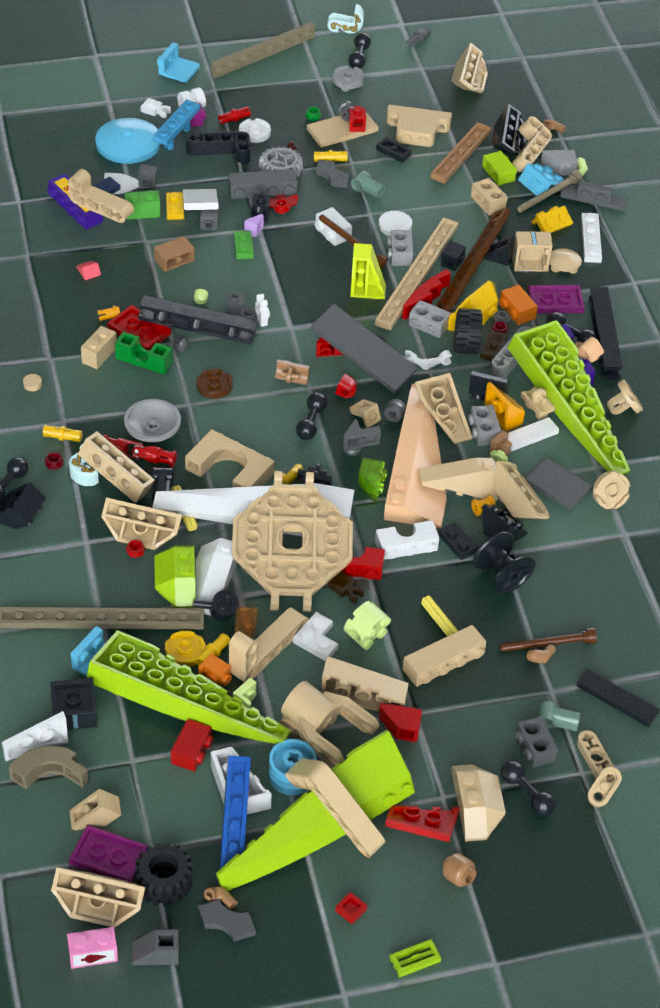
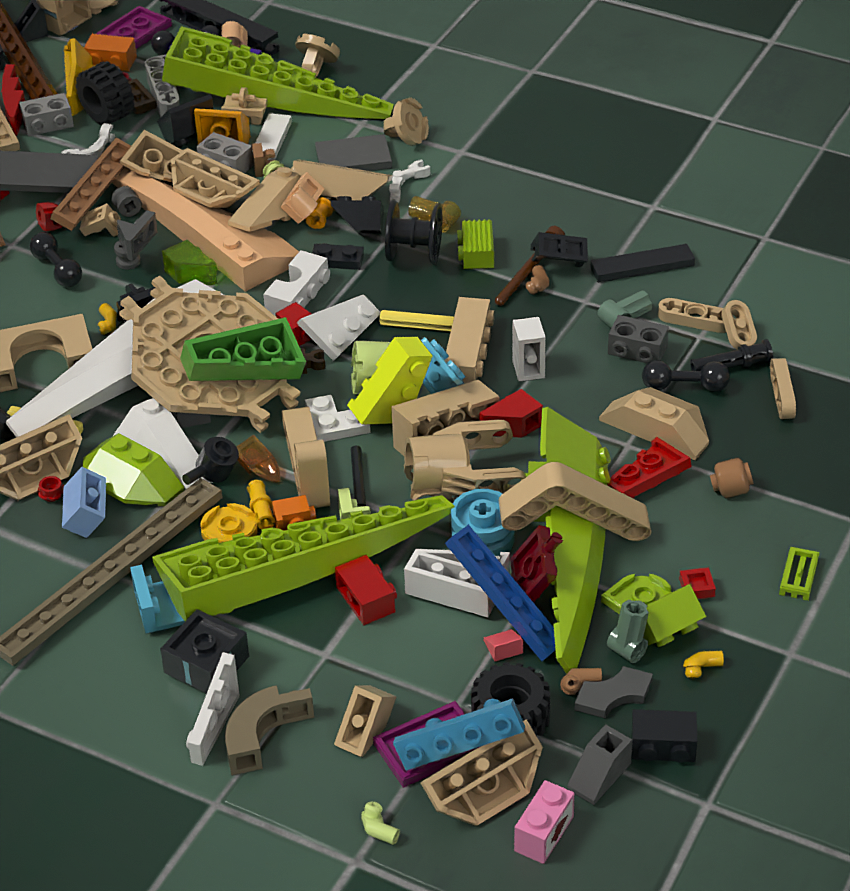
camera: 45 degrees left, 5 degrees down
(27, 868) = (375, 825): none -> yellowish green arm
(104, 861) = (446, 738): none -> dark azure plate
(133, 570) = (84, 502): none -> light blue brick
(209, 967) = (664, 735): none -> black brick
(211, 841) = (504, 645): none -> coral slope
(263, 818) = (534, 562): none -> dark red plate
(269, 897) = (628, 635): none -> sand green piece
(280, 681) = (358, 475): none -> black bar
(289, 948) = (702, 659): none -> yellow arm
(299, 557) = (245, 353): none -> bright green wedge
(304, 909) = (672, 614): none -> lime brick
(315, 887) = (635, 588): none -> lime tile
(353, 643) = (394, 381): none -> neon yellow wedge
(384, 385) = (91, 186): none -> medium nougat plate
(393, 584) = (340, 324): none -> white wing
(393, 656) = (440, 373): none -> medium azure bracket
(442, 433) = (209, 180): none -> tan wedge
(461, 690) = (528, 349): none -> white brick
(478, 488) = (302, 198): none -> light nougat plate
(538, 601) = (476, 244): none -> lime brick
(545, 562) = (423, 210): none -> clear yellow piece
(571, 847) = (782, 388): none -> tan beam
(572, 646) = (560, 248): none -> black hinge
(579, 524) = (414, 170): none -> white piece
(581, 807) = (743, 356): none -> black pin

